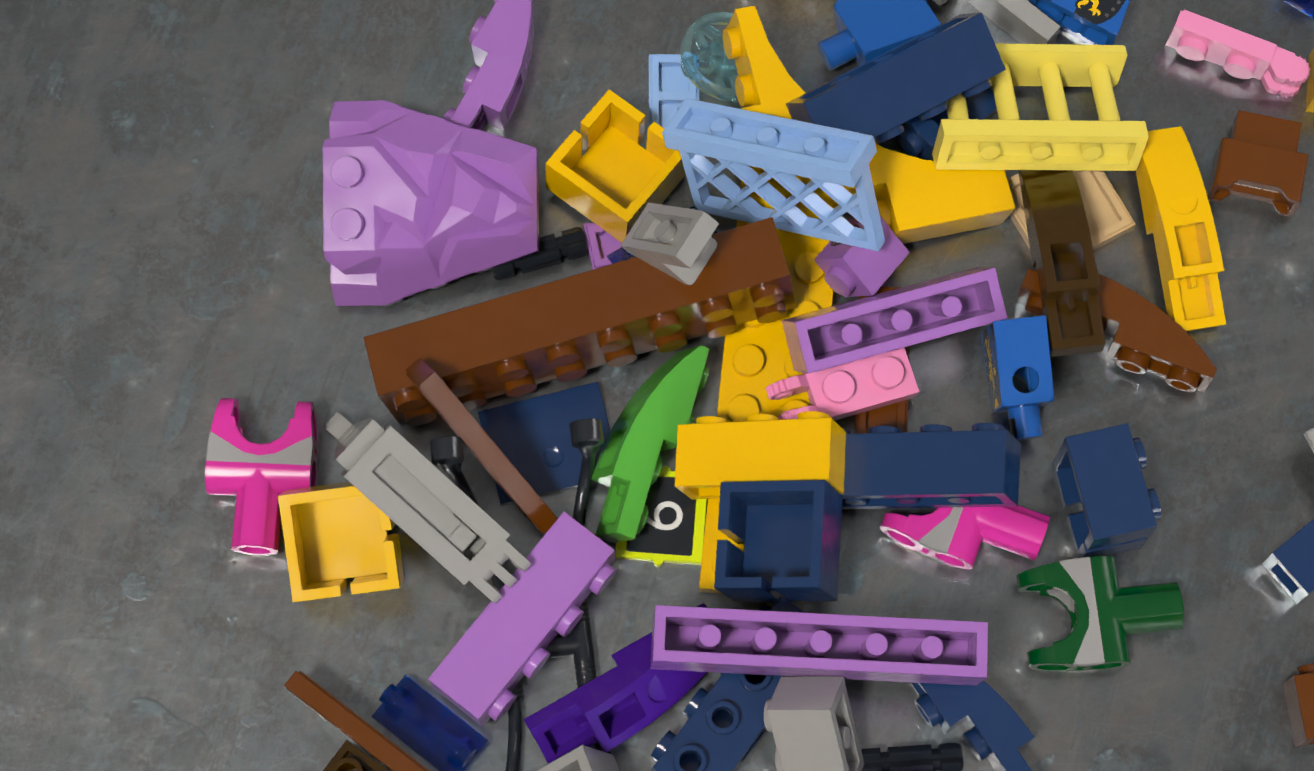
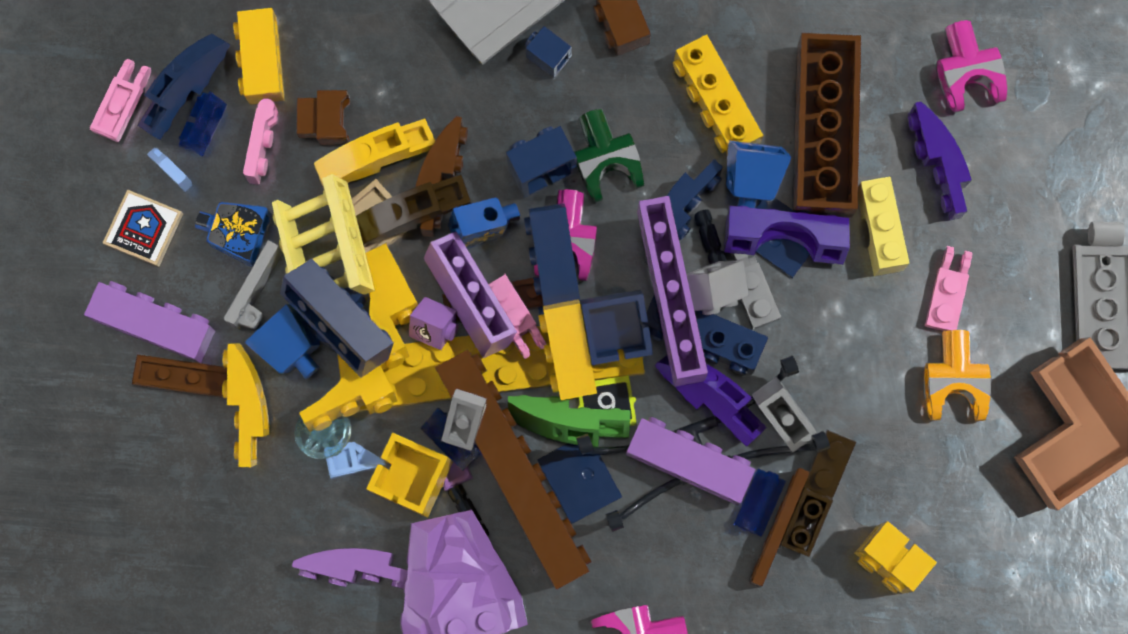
camera: 105 degrees left, 5 degrees up
(336, 536) = (664, 578): yellow piece -> none
(424, 502) = (642, 533): light grey hinge -> none
(481, 445) = (601, 506): reddish brown tile -> none
(782, 150) = (392, 381): light blue fence -> none

